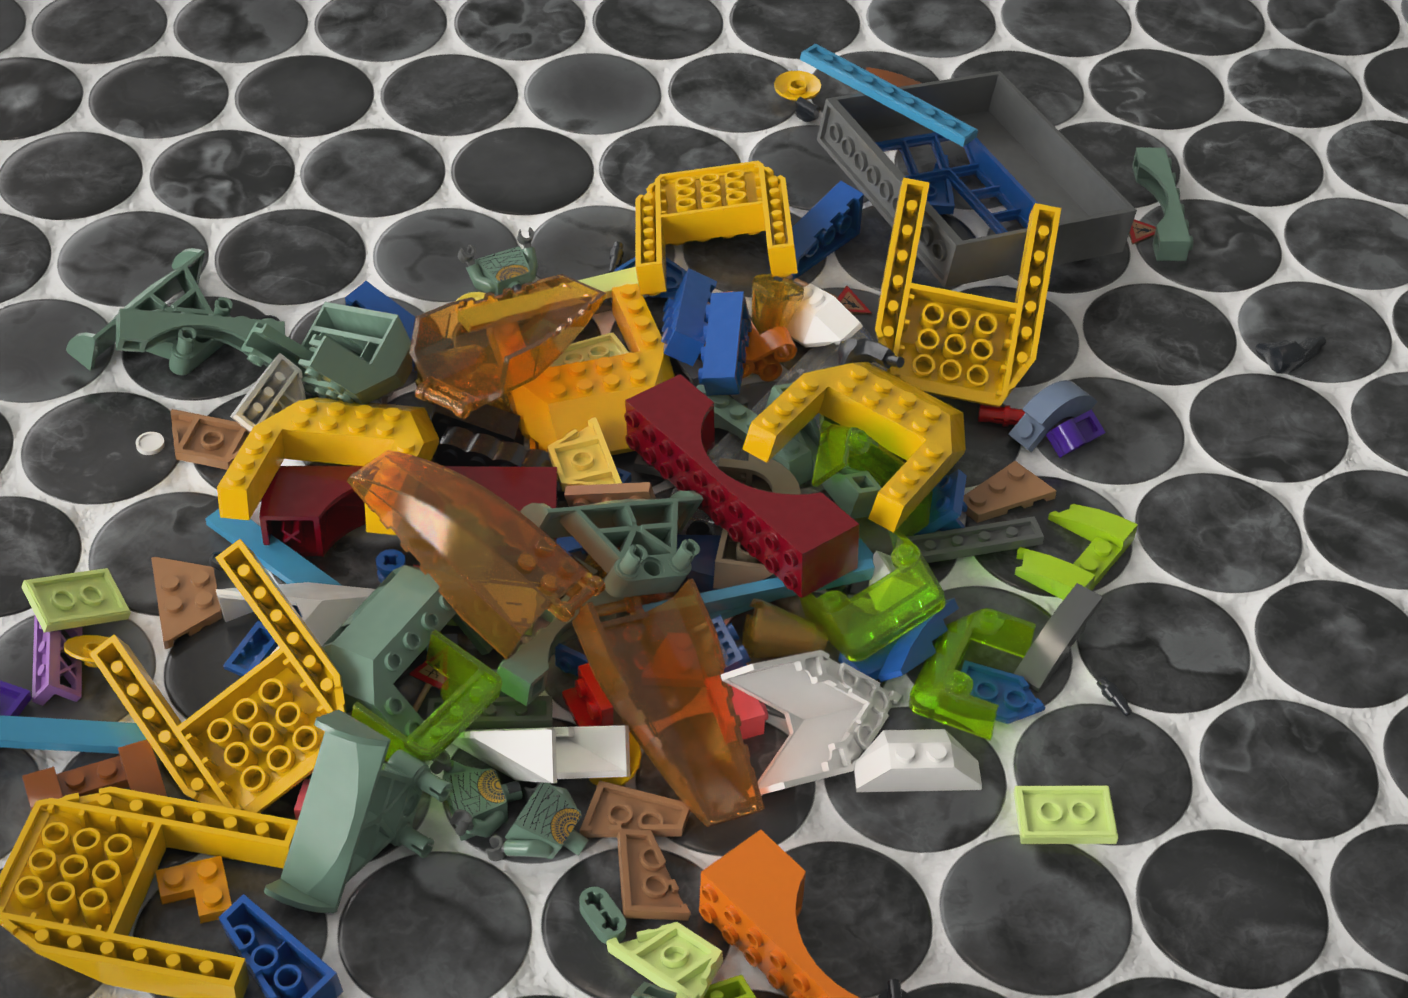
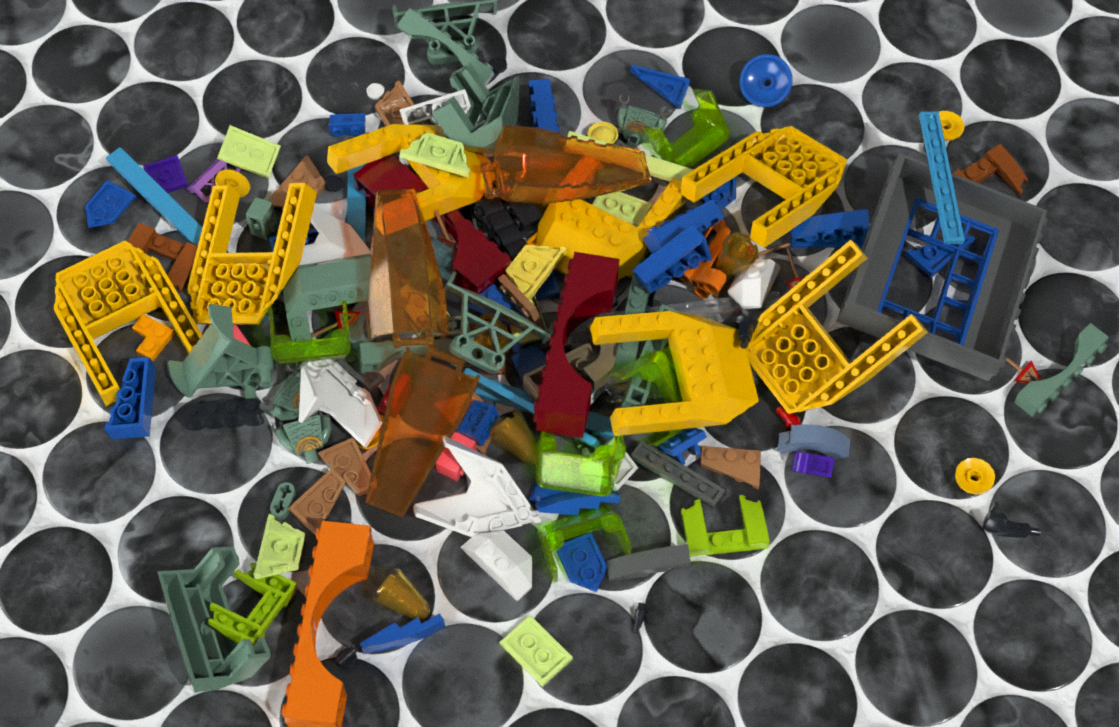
camera: 50 degrees right, 15 degrees up
(161, 495) = (347, 124): none -> blue bracket
(189, 650) = (261, 218): none -> sand green brick
(358, 409) = (438, 153): none -> yellowish green wing
(410, 887) = (217, 414): none -> black brick
(487, 222) = (669, 86): none -> blue wing
(579, 233) = (699, 141): none -> clear neon green windscreen
(585, 139) = (759, 71): none -> blue dish
(870, 882) = (402, 596): none -> clear yellow cone
(919, 924) = (395, 637): none -> blue slope
(1216, 335) = (978, 469): none -> yellow dish

